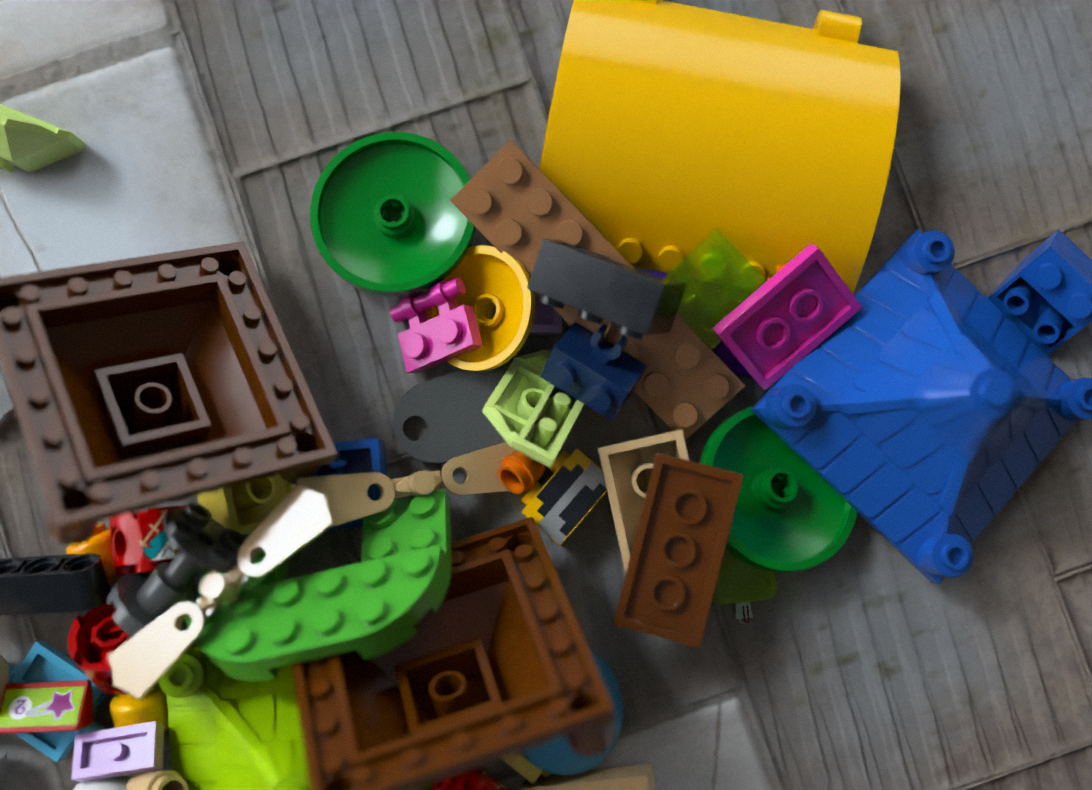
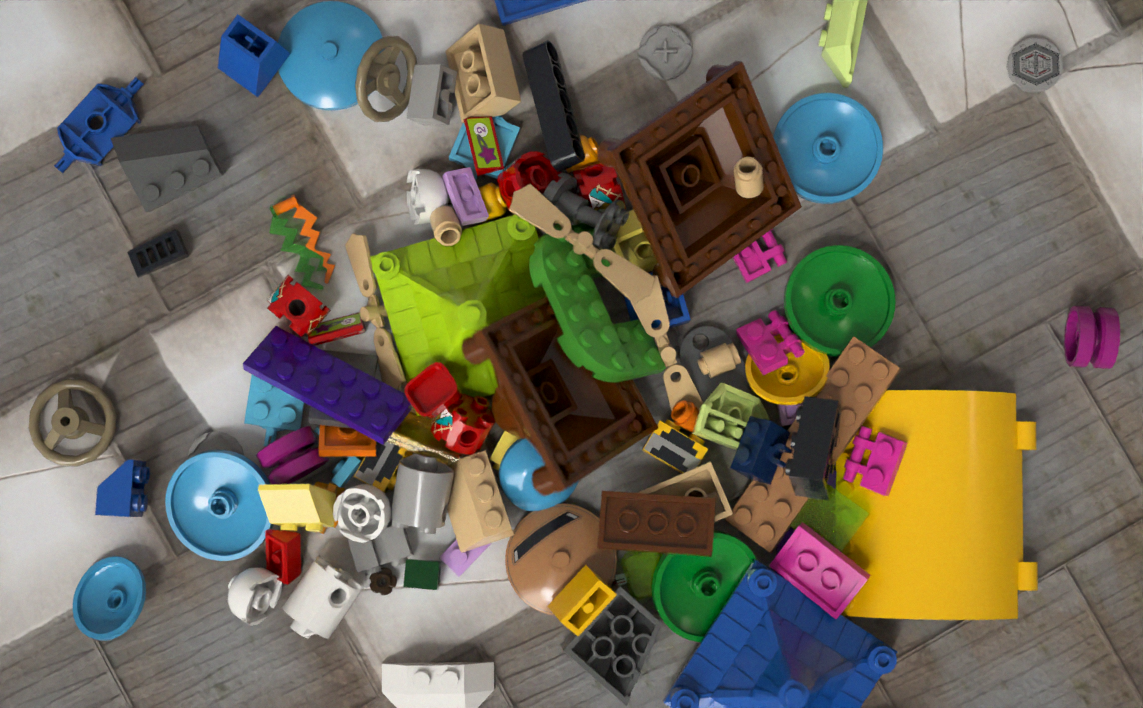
camera: 85 degrees right, 0 degrees up
(162, 183) = (829, 147): none -> dark azure dish
(172, 308) = (748, 177): none -> tan brick
(312, 328) = (754, 263): none -> dark pink plate
(447, 406) = (719, 360): none -> tan brick
(645, 193) = (882, 464): none -> dark pink plate
(704, 708) = (551, 550): none -> medium nougat dish
(773, 683) = (582, 600): none -> yellow brick
(837, 642) = (616, 643): none -> dark grey wedge

